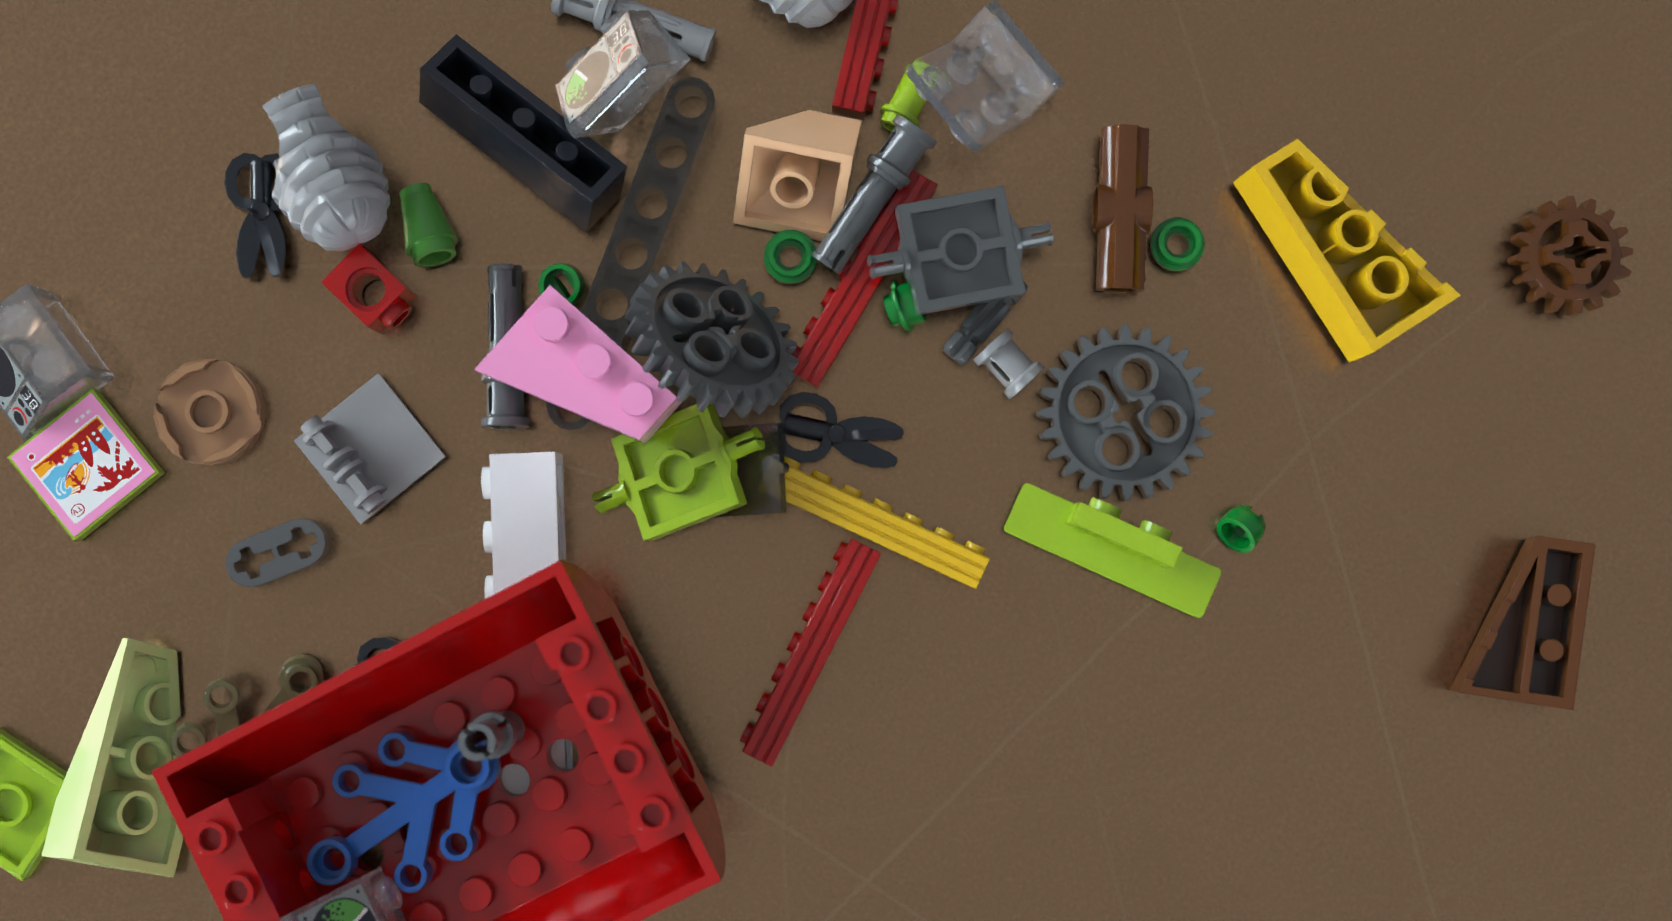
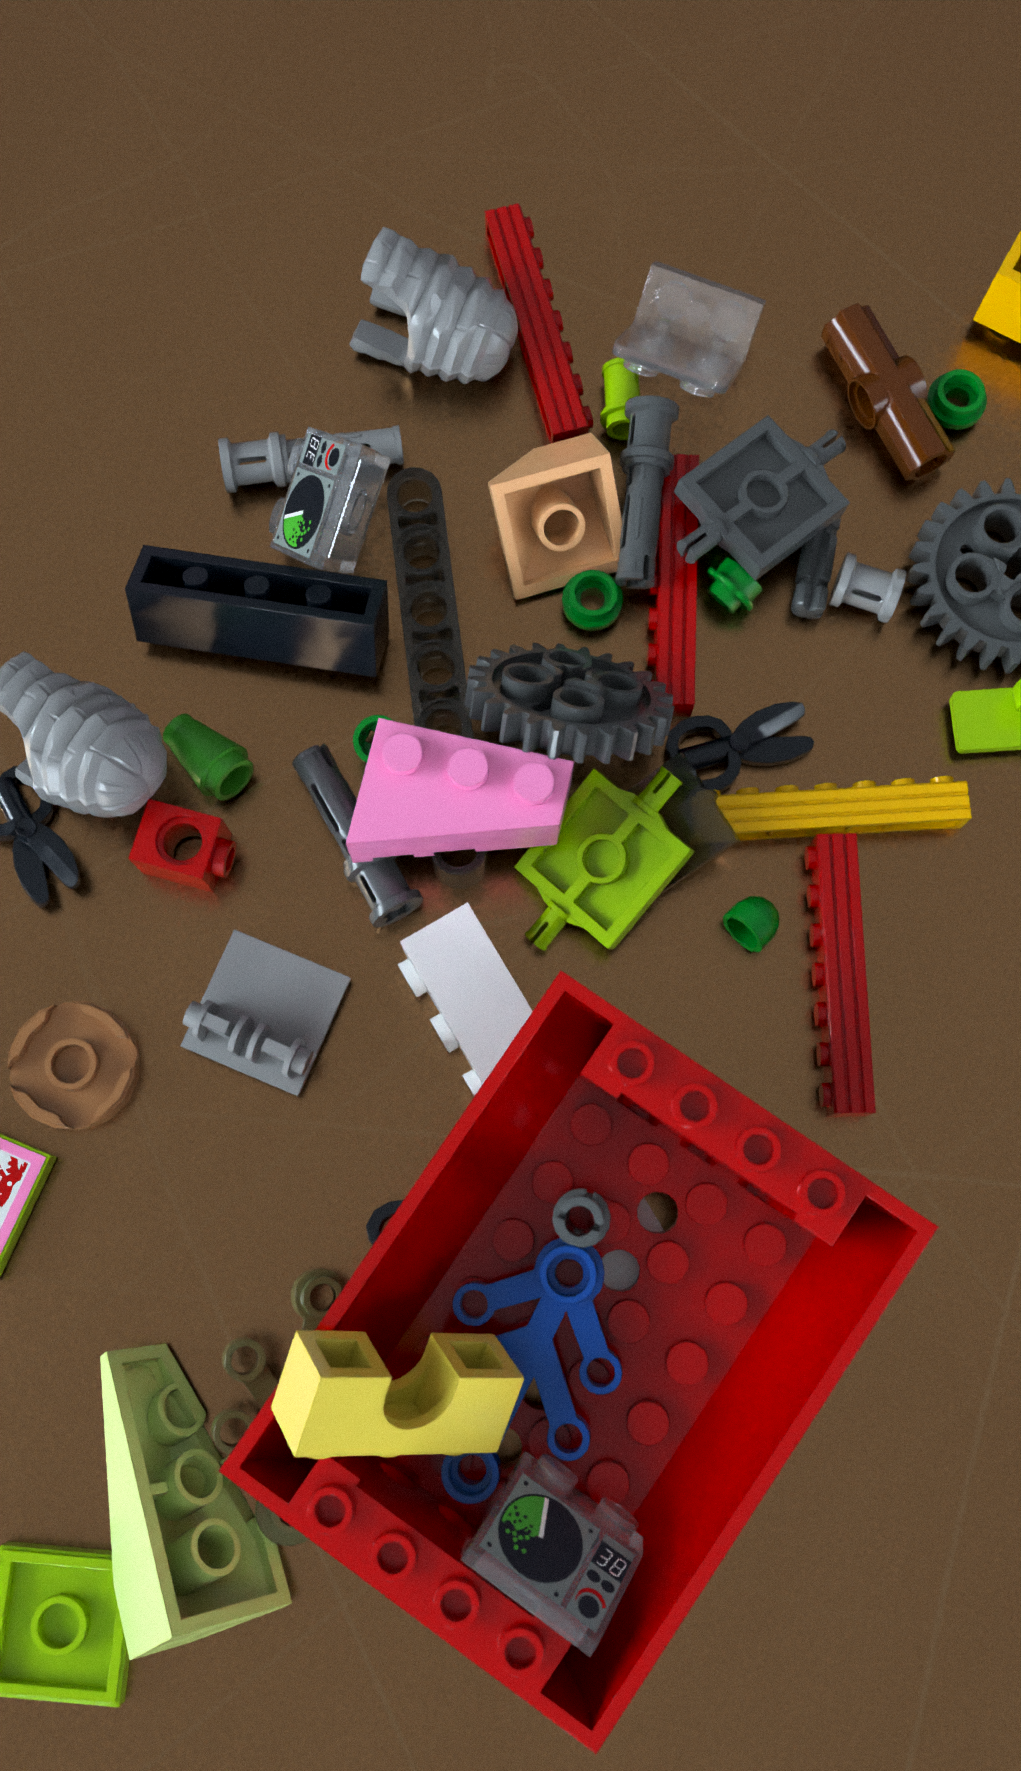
camera: 25 degrees left, 10 degrees down
(254, 774) = (343, 1402): none -> light yellow arch
(274, 541) = (212, 1163): dark grey beam -> none
(768, 576) = (752, 922): none -> green hinge

